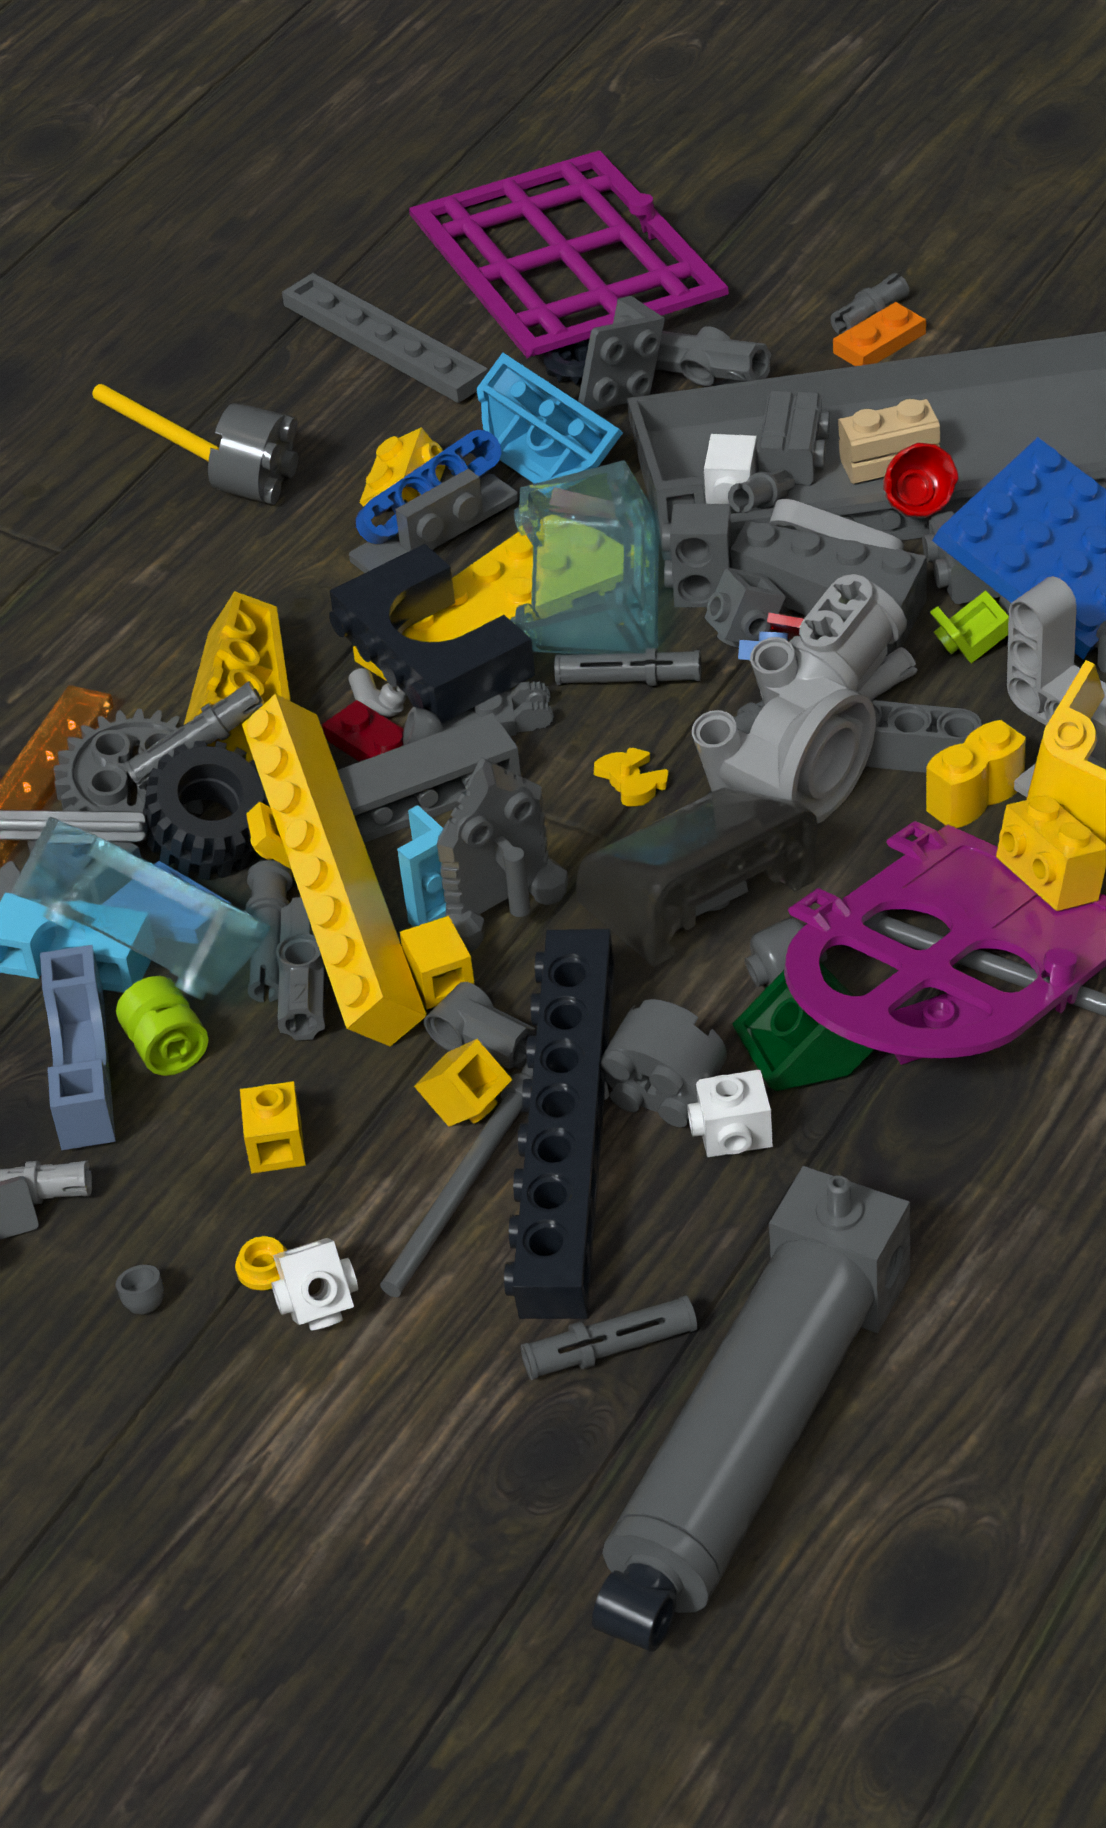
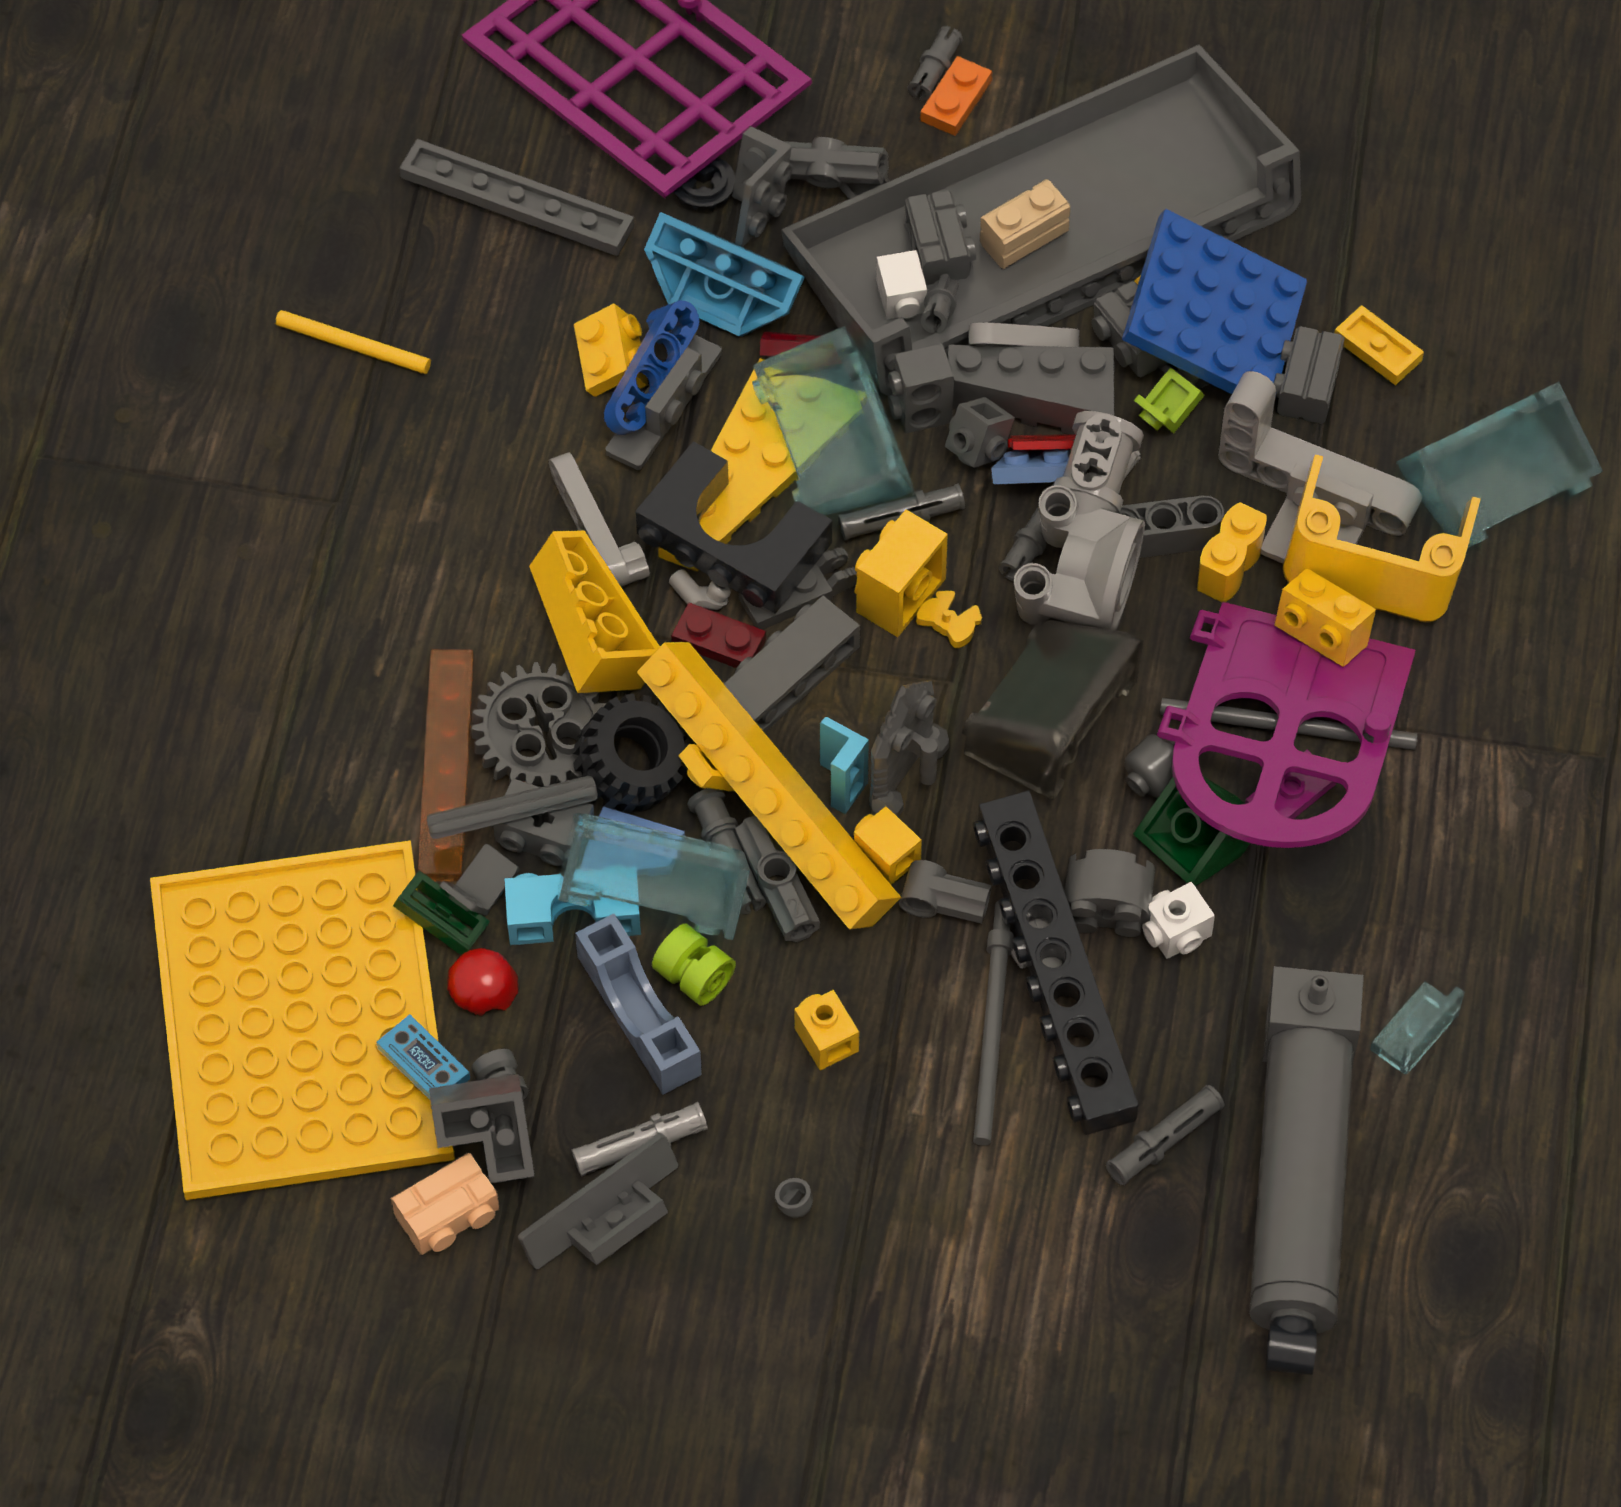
camera: 25 degrees left, 15 degrees up
(212, 724) = (595, 695): dark grey pin -> none
(253, 453) = (478, 366): dark grey brick -> none
(256, 1263) = (875, 1138): yellow plate -> none
(296, 1271) = (931, 1157): white brick -> none
(303, 651) = (625, 562): none -> light grey beam
(420, 725) = (764, 623): dark grey hinge -> none
(464, 1084) = (962, 952): yellow brick -> none
(588, 709) = (900, 572): none -> yellow brick
(920, 480) = (1082, 274): red hair -> none
(979, 1303) = (1417, 1026): none -> clear light blue panel

